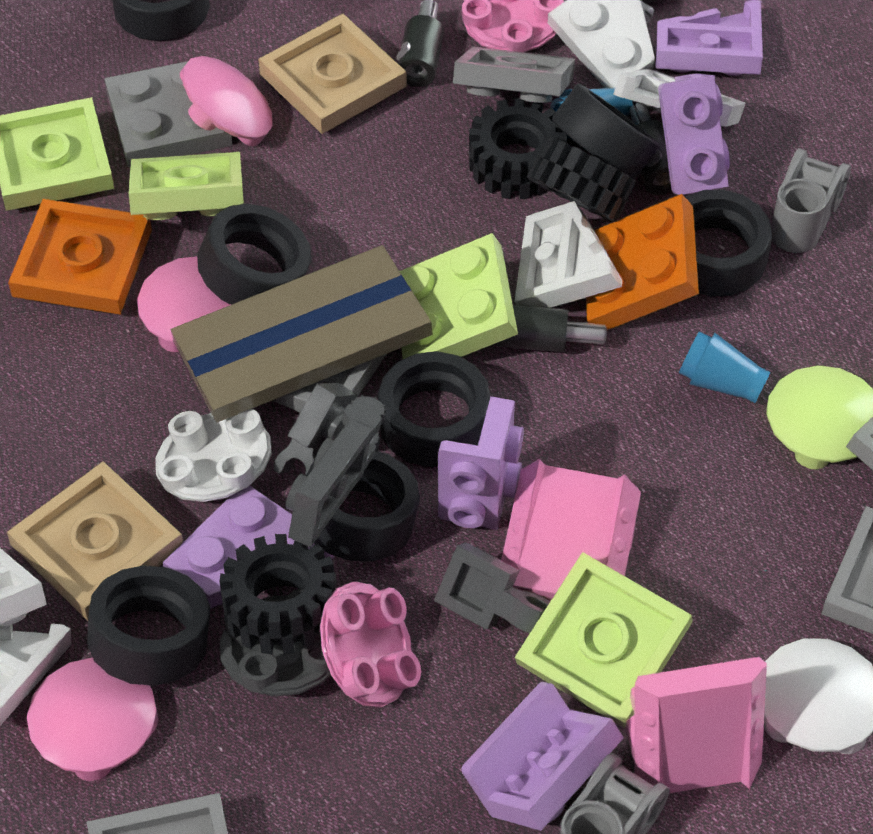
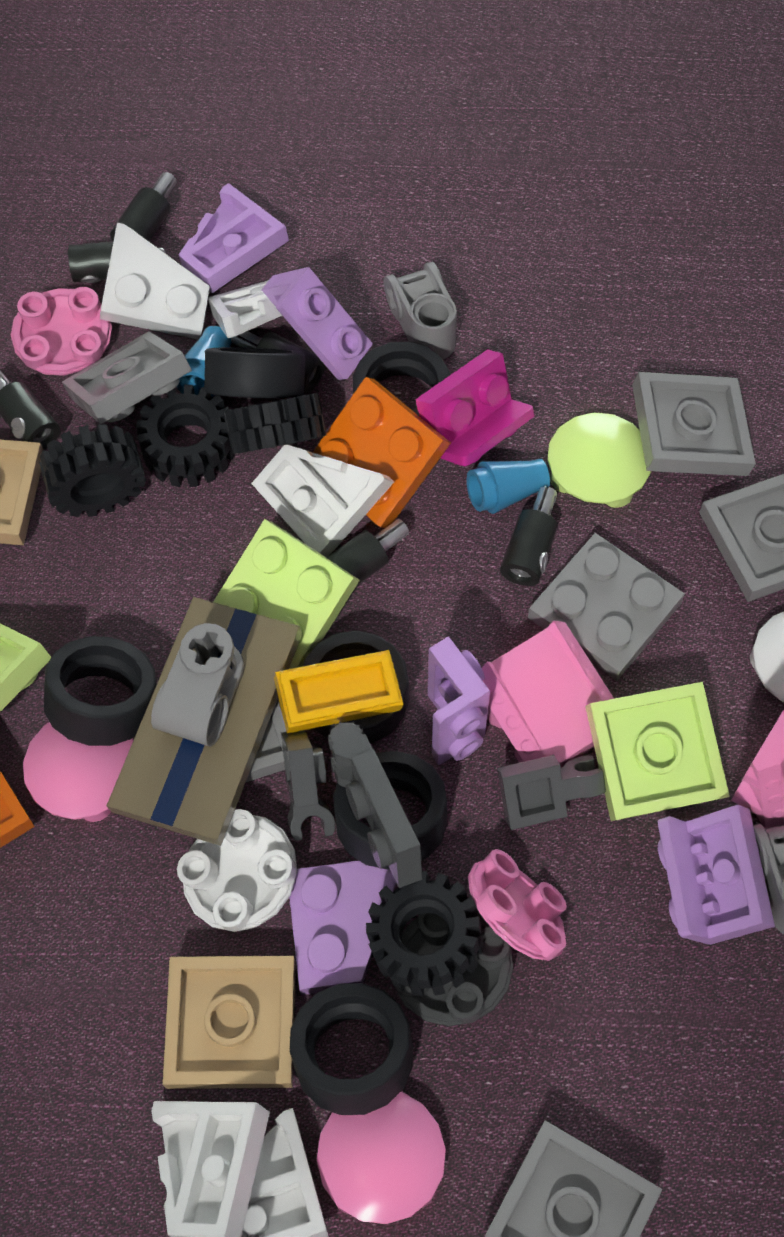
camera: 45 degrees left, 10 degrees up
(308, 299) = (196, 695): none -> light grey piece
(407, 386) = (338, 691): none -> yellow tile
(415, 113) = (92, 470): none -> black tyre
(693, 423) = (531, 541): none -> pearl dark grey piece
(700, 520) = (607, 604): none -> light grey plate
(752, 290) = (474, 408): none -> dark pink bracket

